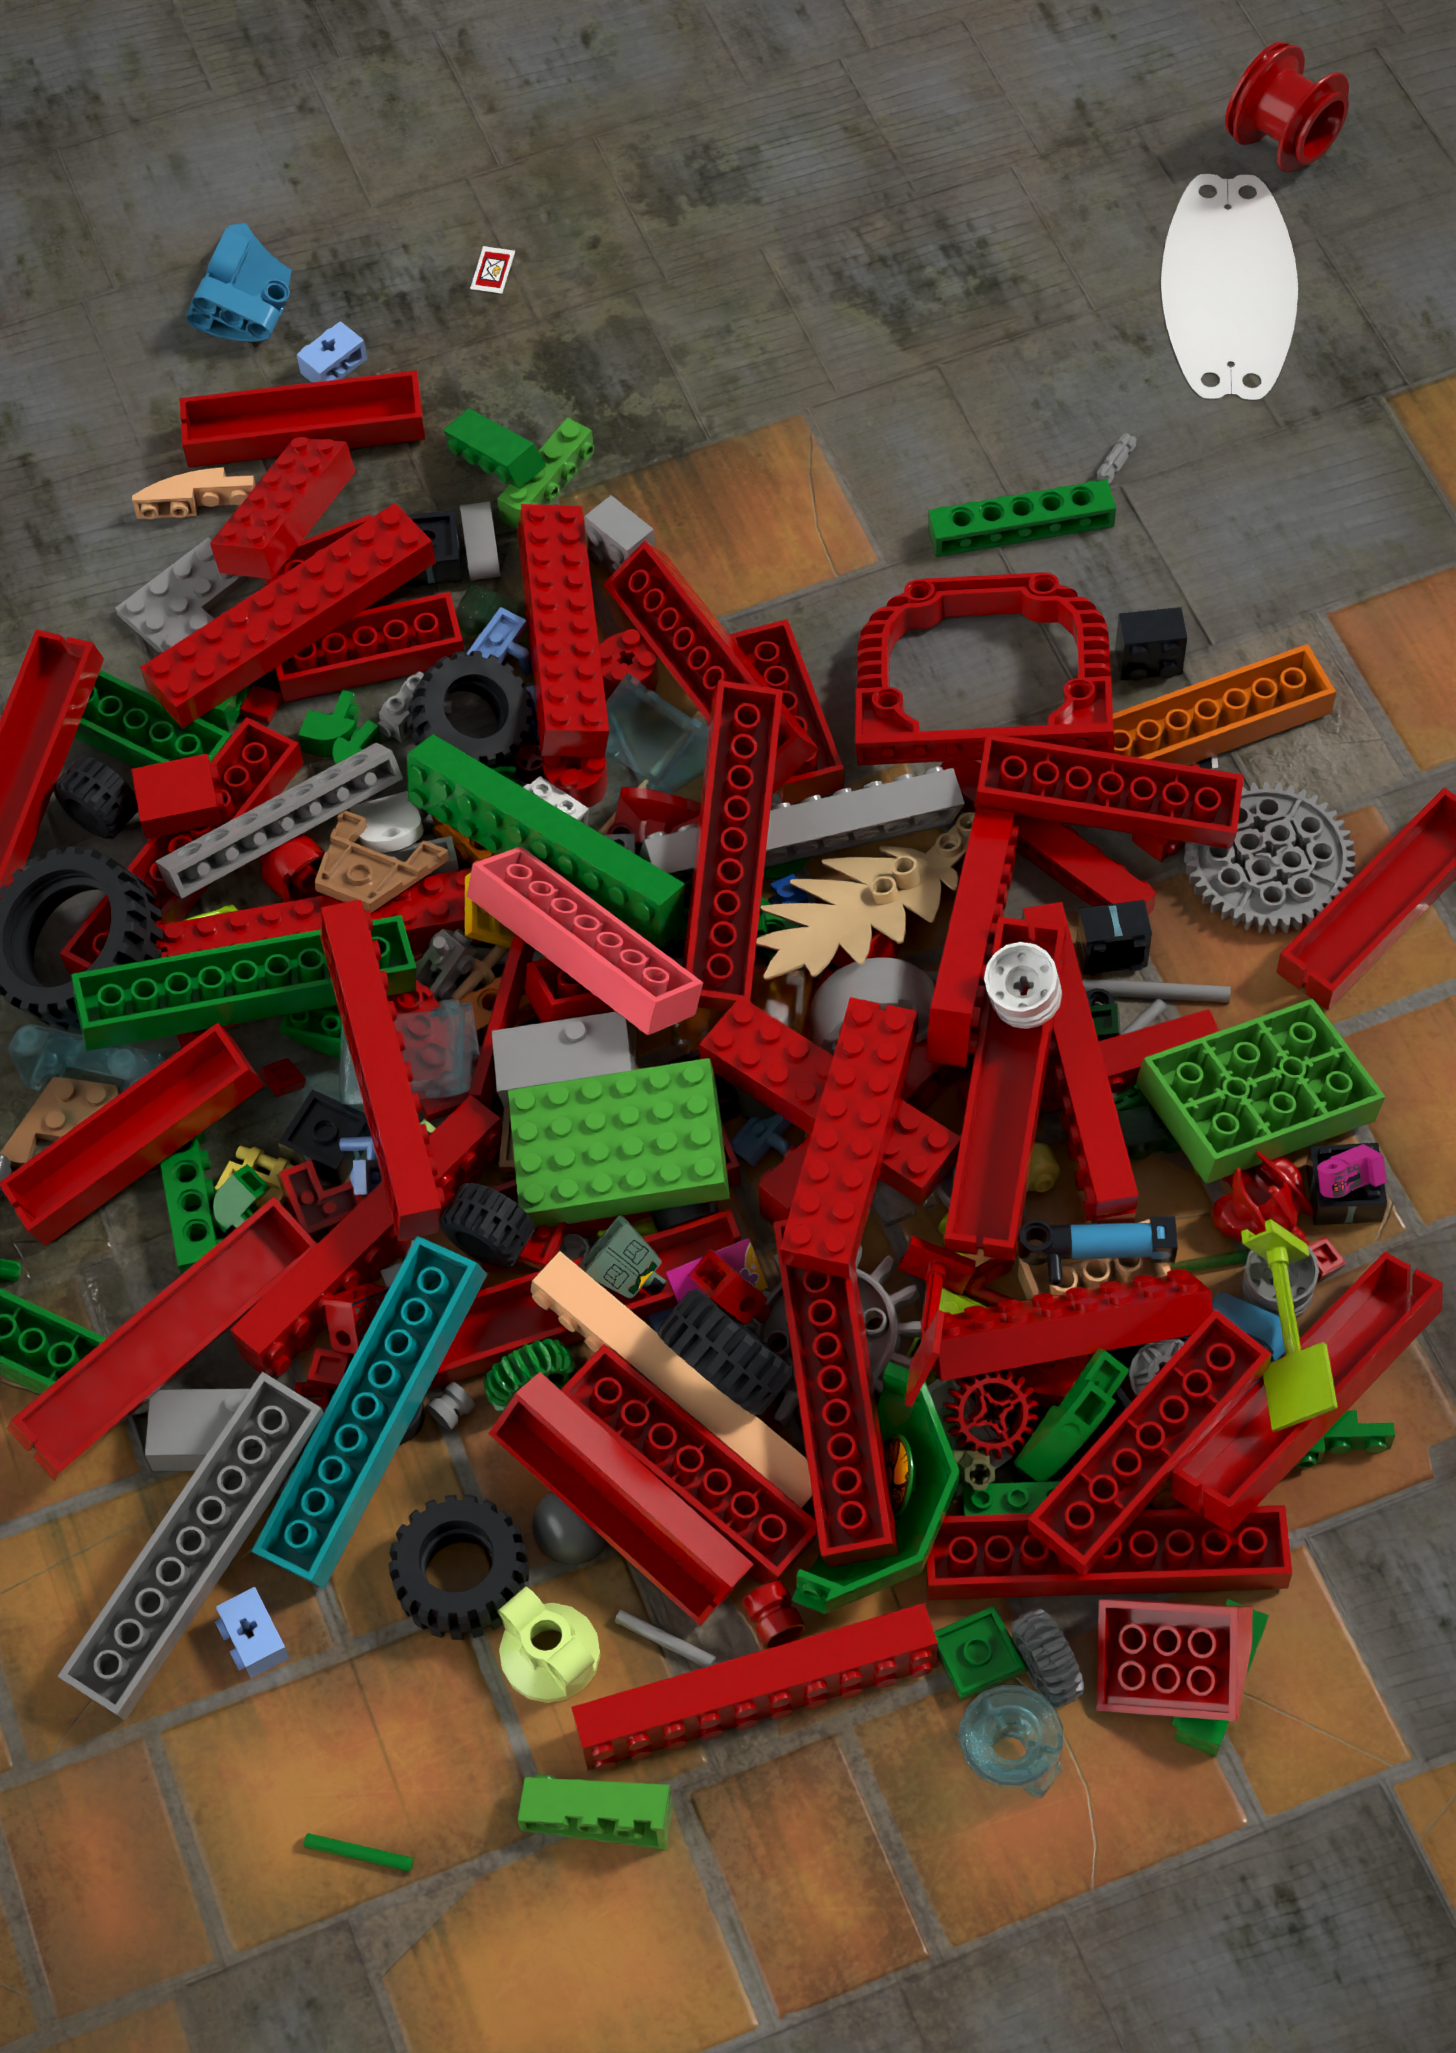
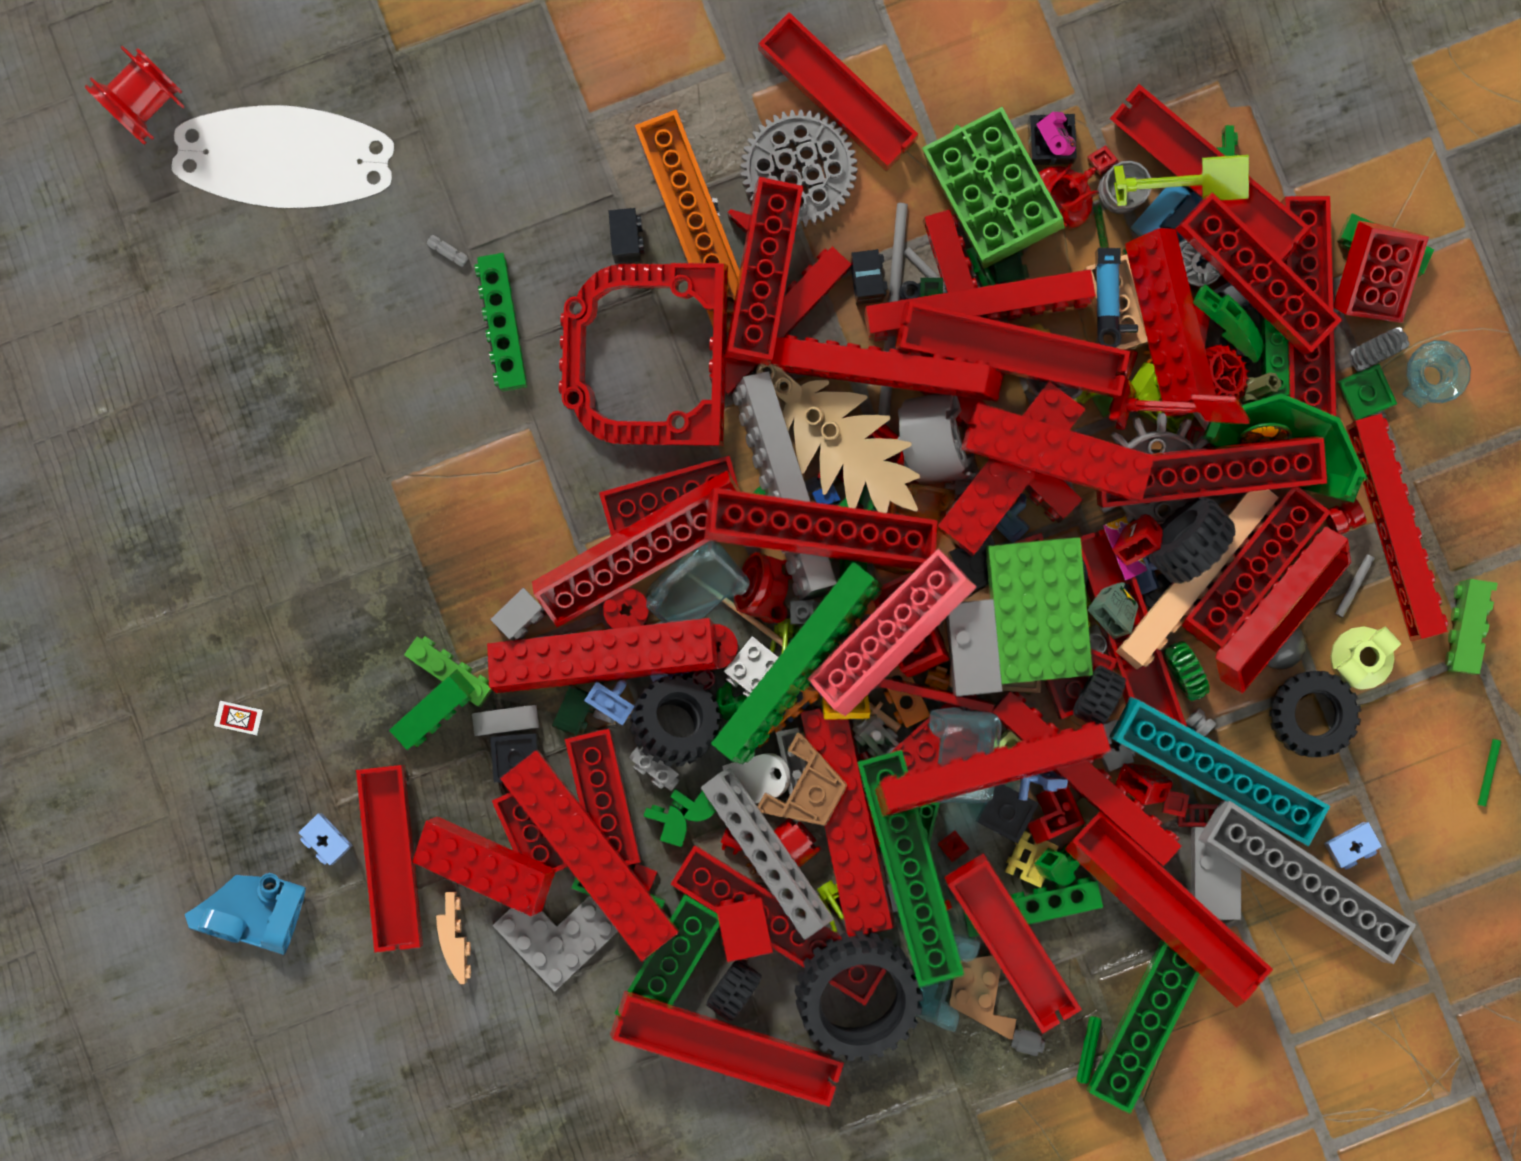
camera: 90 degrees left, 25 degrees up
(1018, 967) = (976, 330): white wheel -> none

